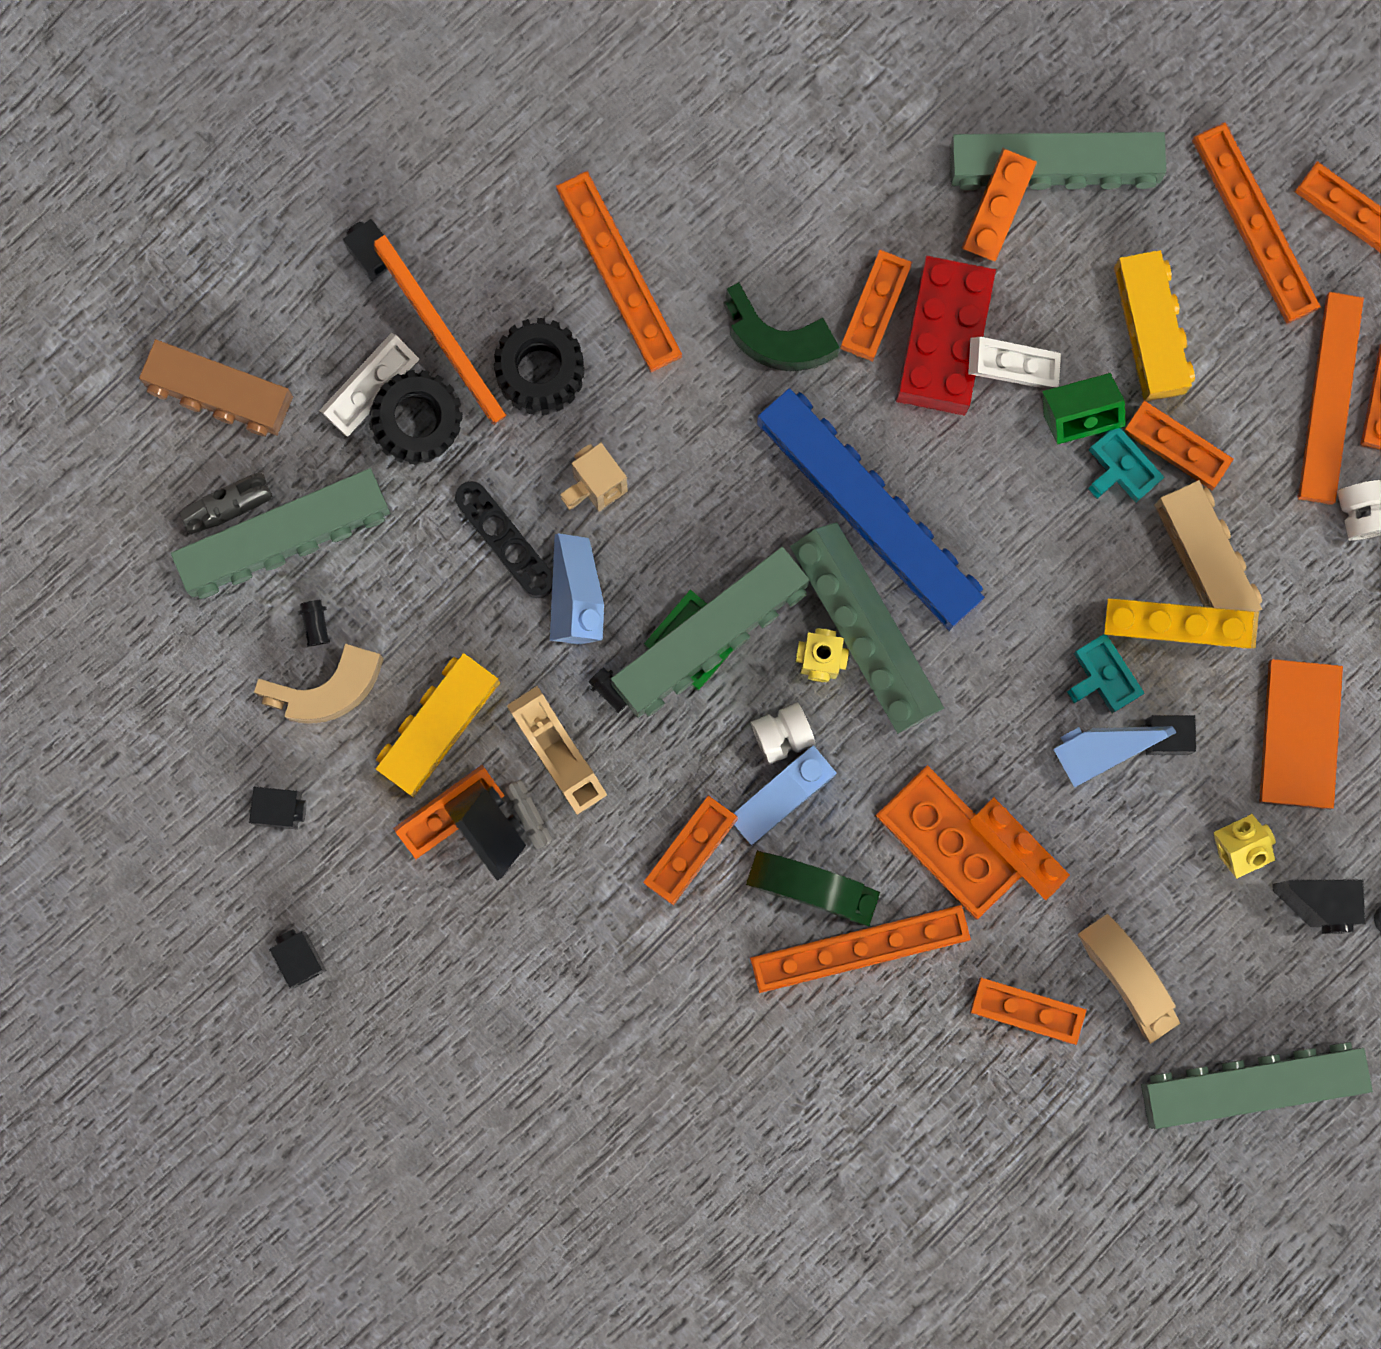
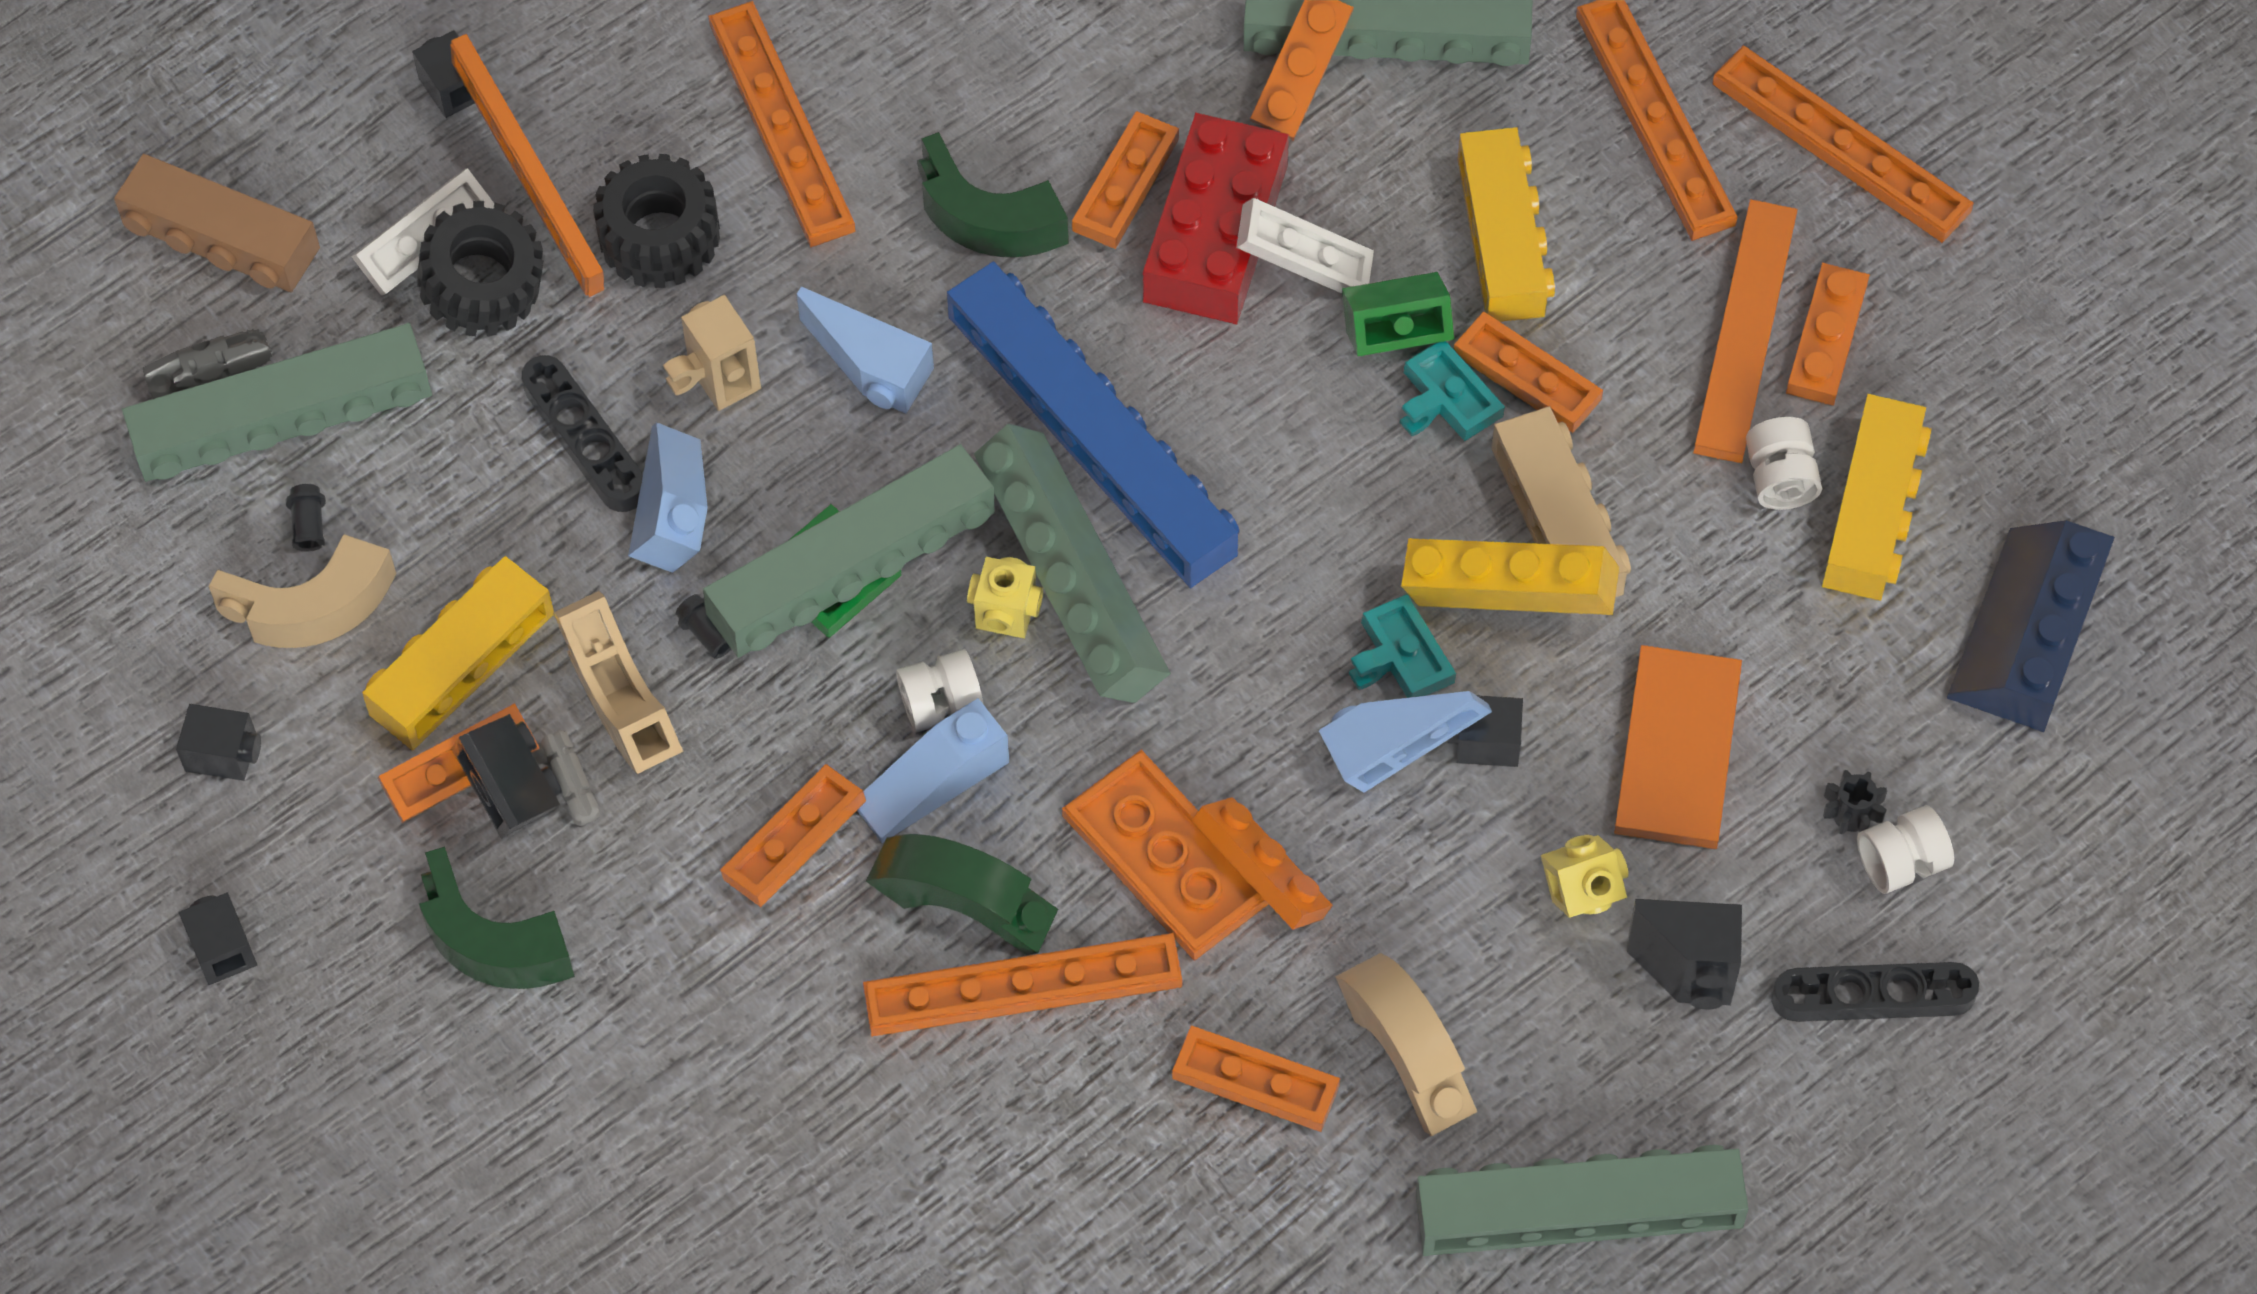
camera: 10 degrees right, 20 degrees down
(500, 957) = (491, 952): none -> dark green arch
(708, 465) = (875, 356): none -> light blue slope

